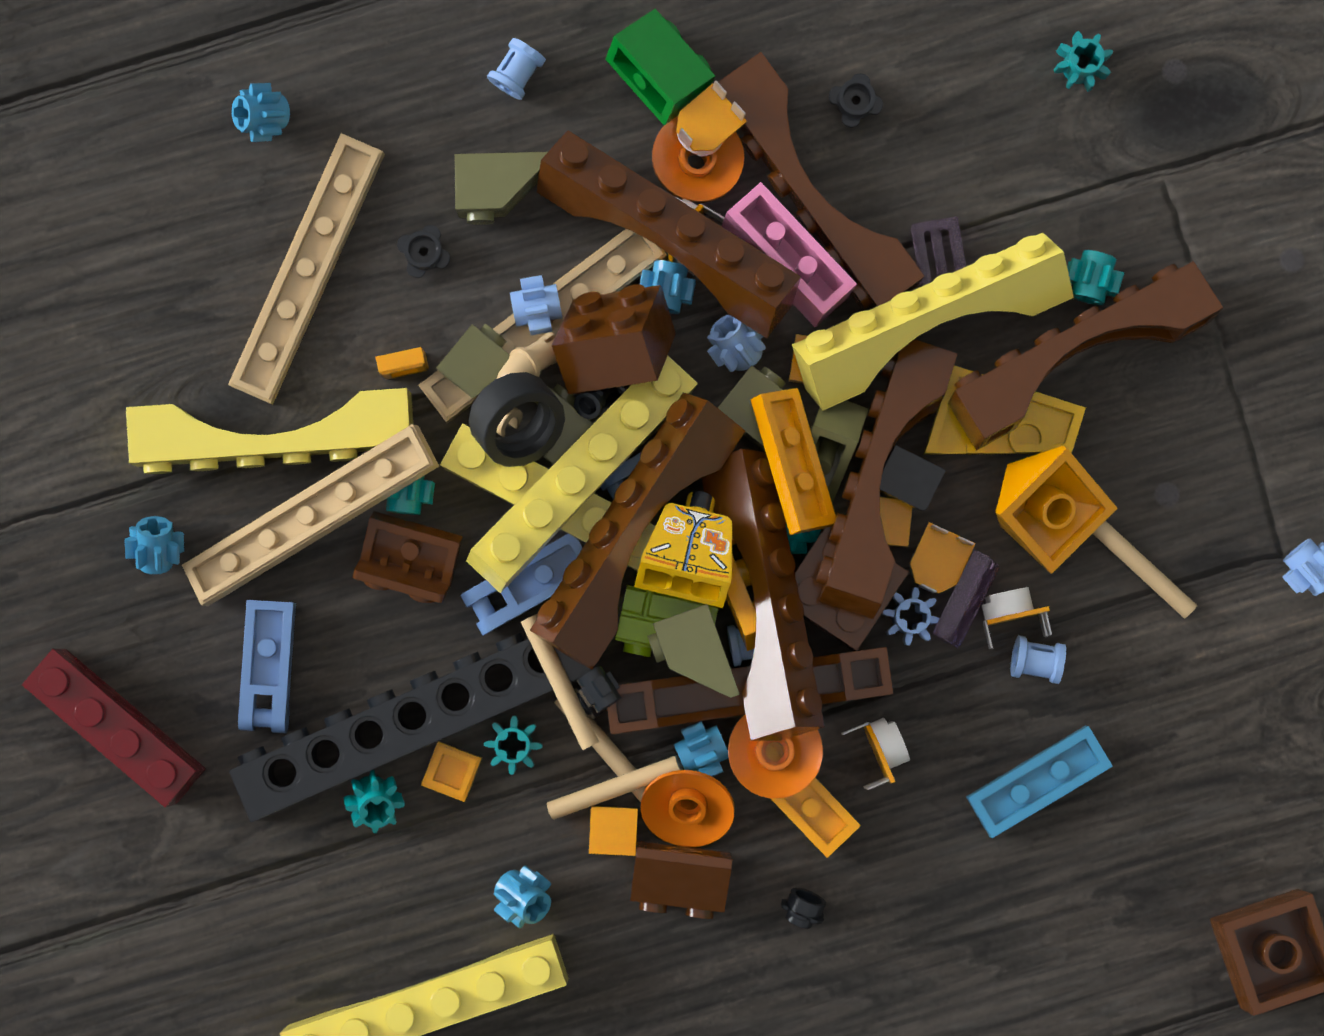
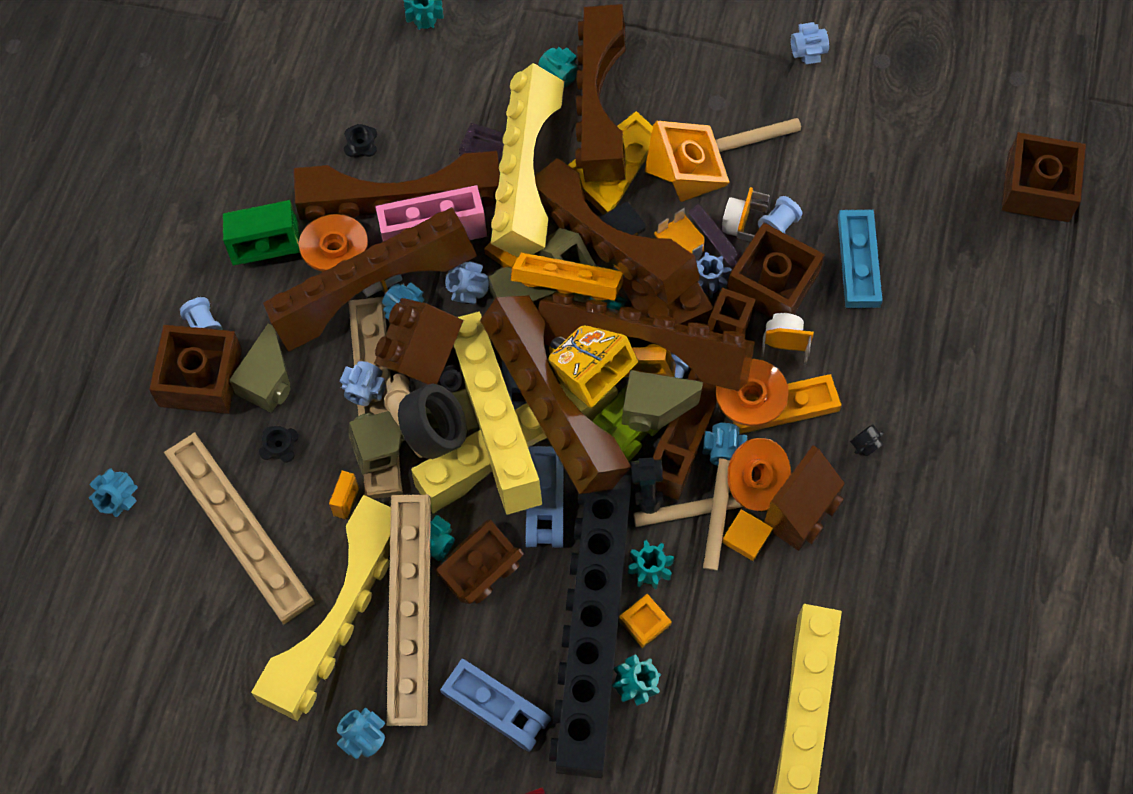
camera: 60 degrees left, 20 degrees down
(449, 106) = (195, 369): none -> reddish brown brick
(522, 896) = (761, 615): dark azure gear -> none
(562, 687) = (627, 501): tan bar -> none
(708, 121) = (315, 218): light orange piece -> none
(951, 695) = (775, 271): none -> reddish brown brick

